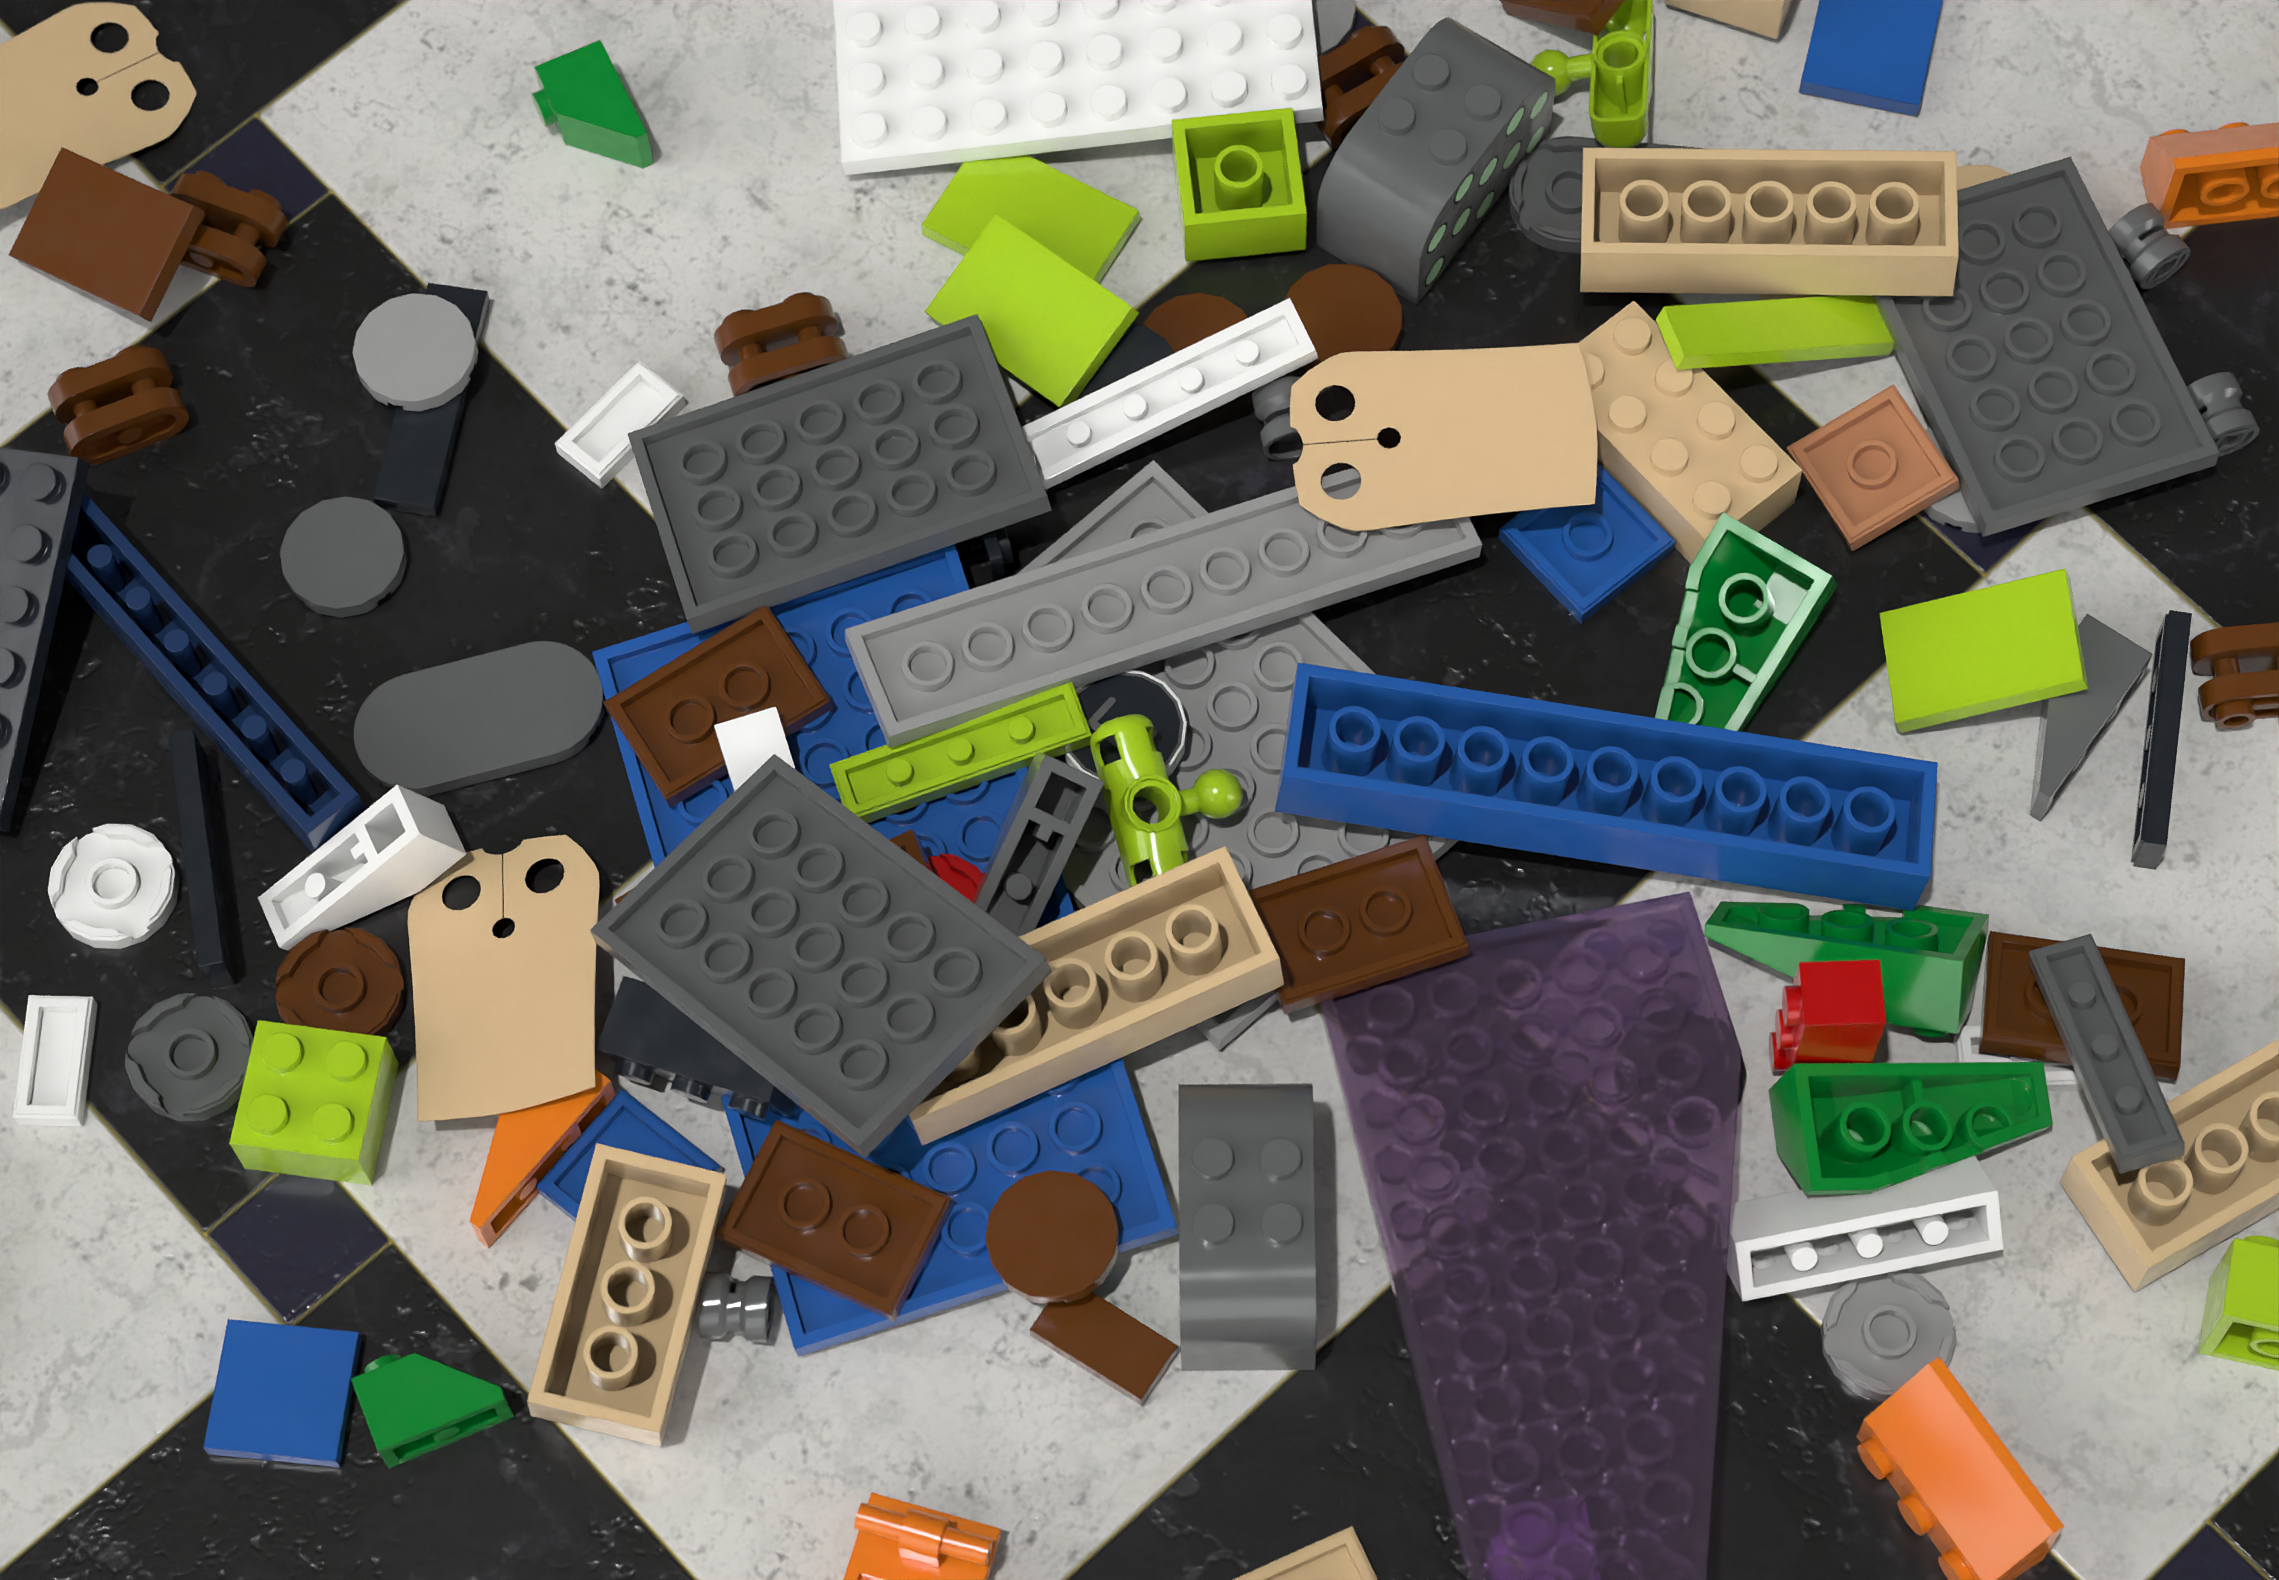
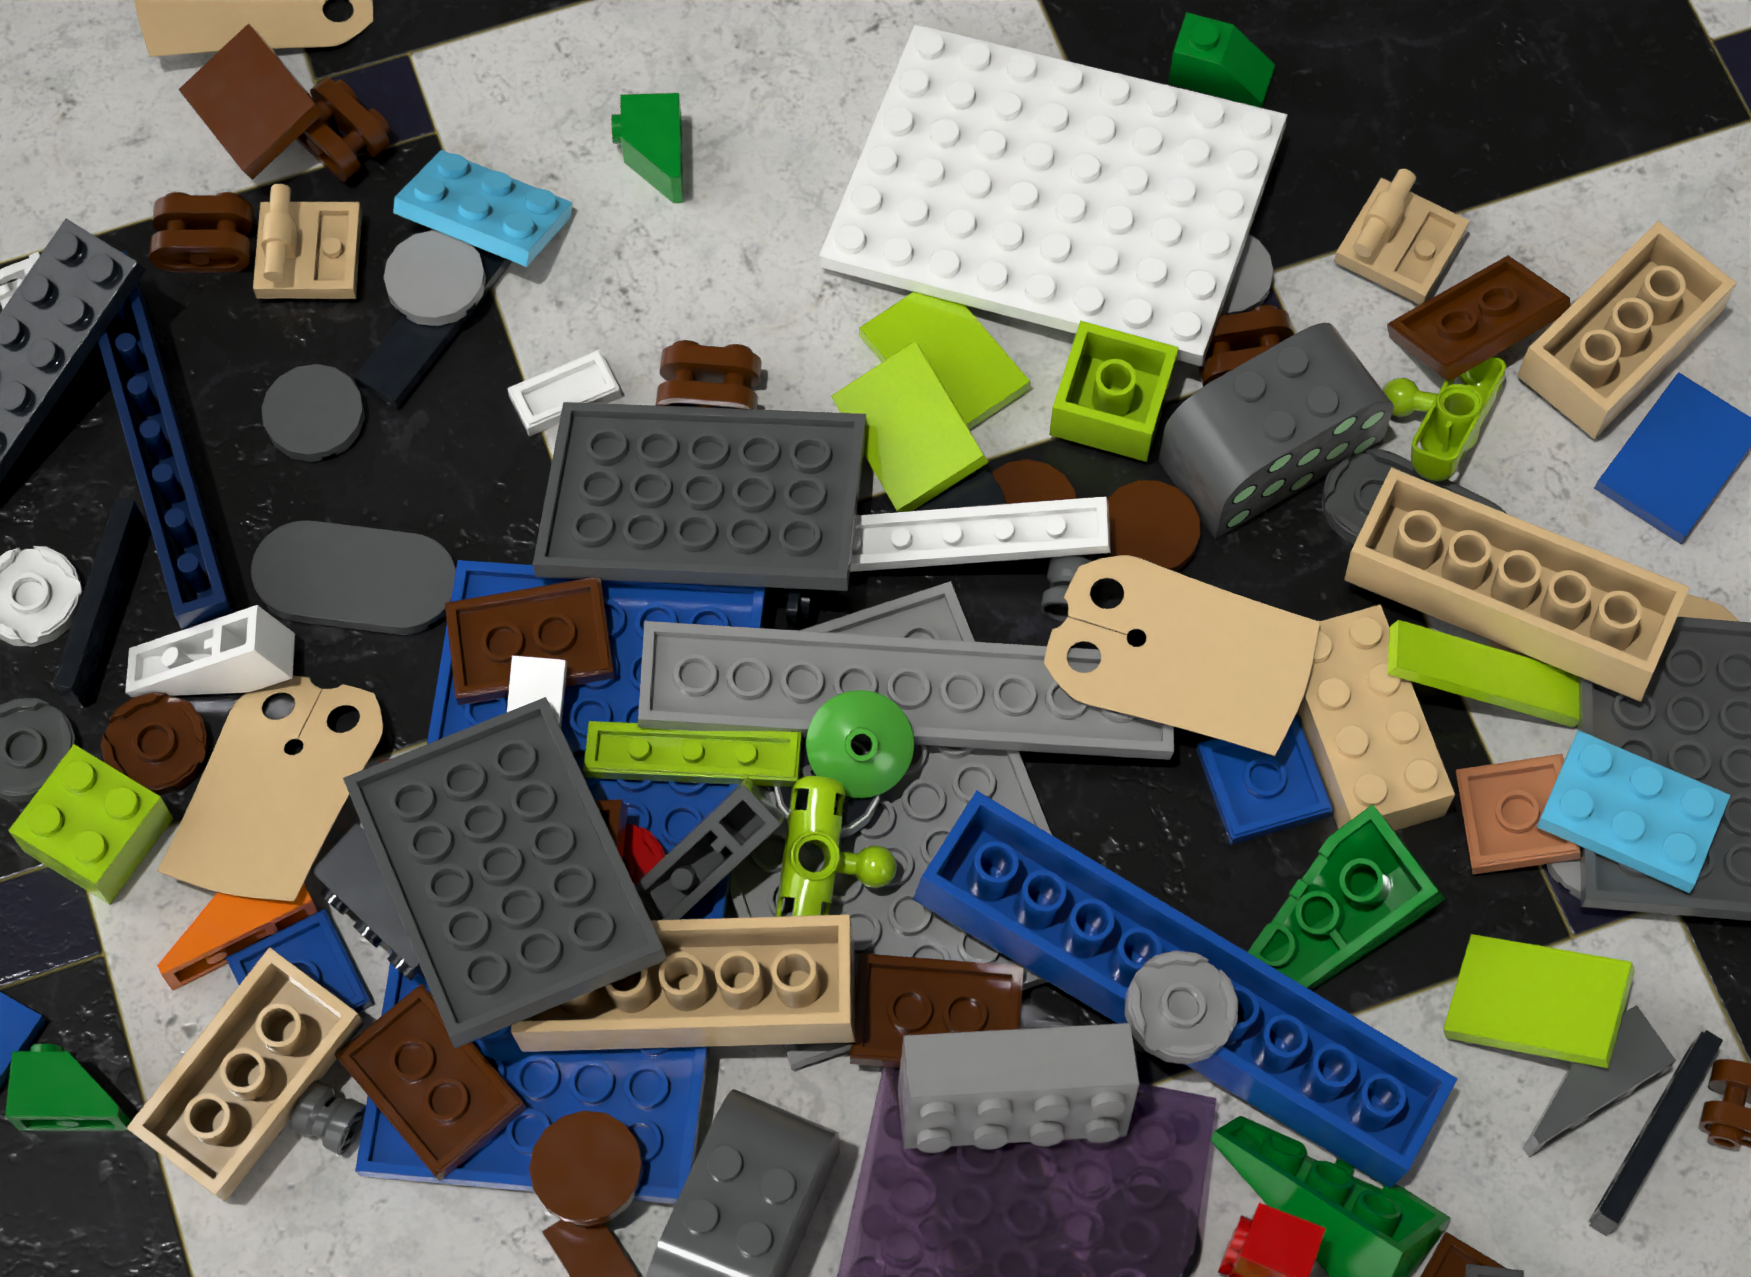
camera: 20 degrees right, 0 degrees up
(248, 376) = (306, 248): none -> tan plate
(433, 252) = (483, 207): none -> medium azure plate
(1110, 670) = (854, 714): none -> bright green dish
(1481, 957) = (1017, 1086): none -> light grey brick
(1620, 802) = (1181, 1007): none -> light grey tile
(1996, 413) = (1633, 811): none -> medium azure plate

